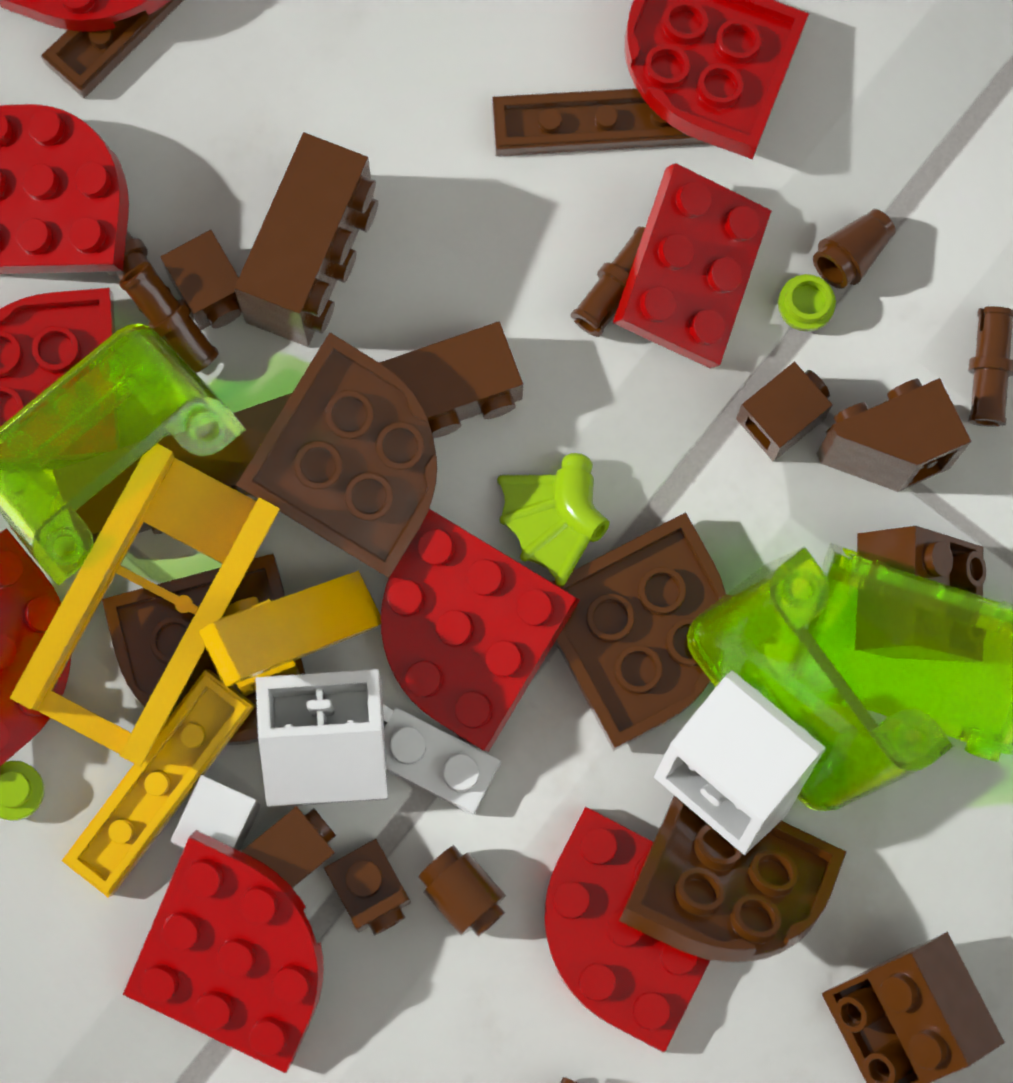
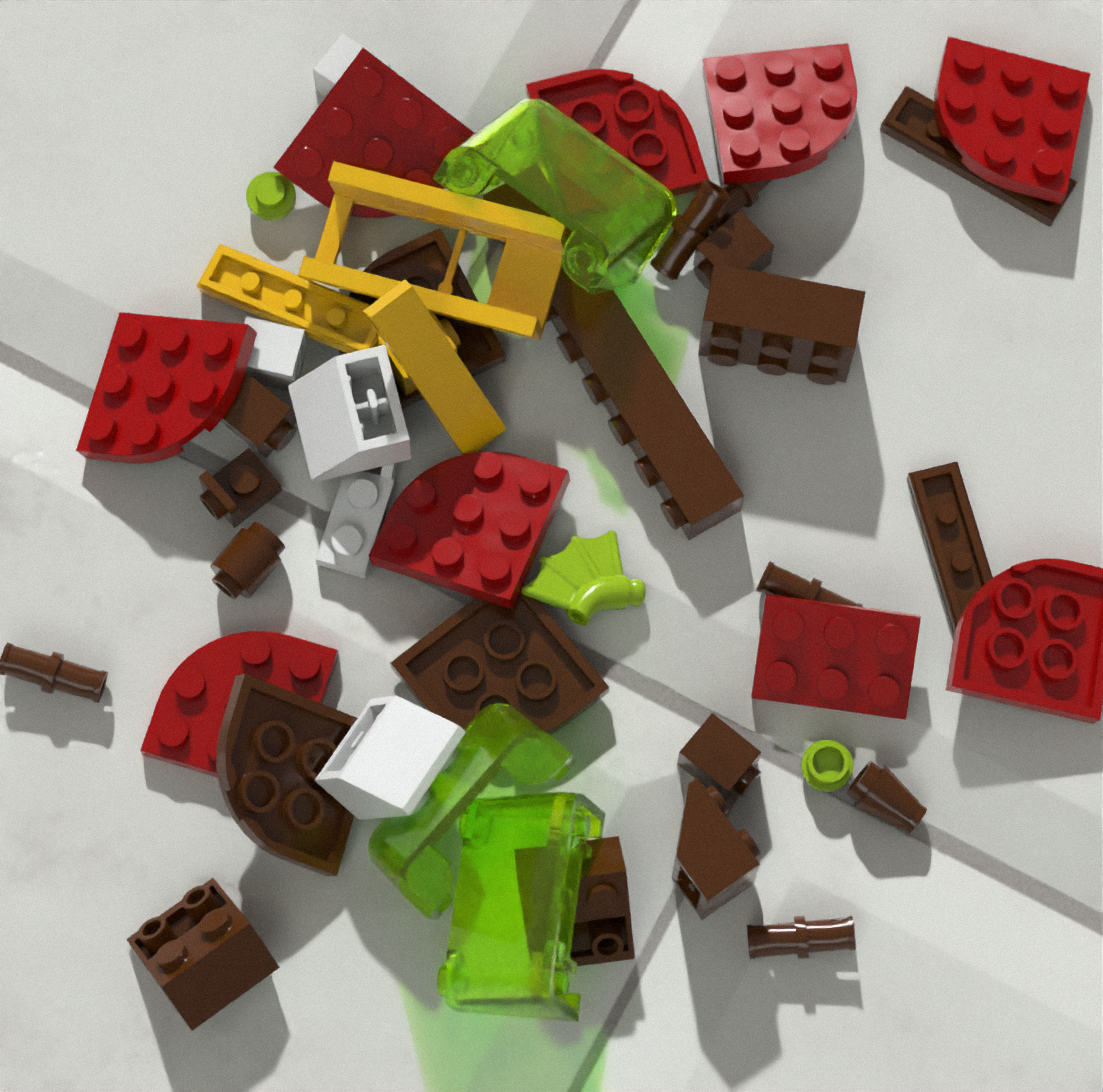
camera: 80 degrees right, 5 degrees down
(349, 457) = (593, 391): reddish brown plate -> none

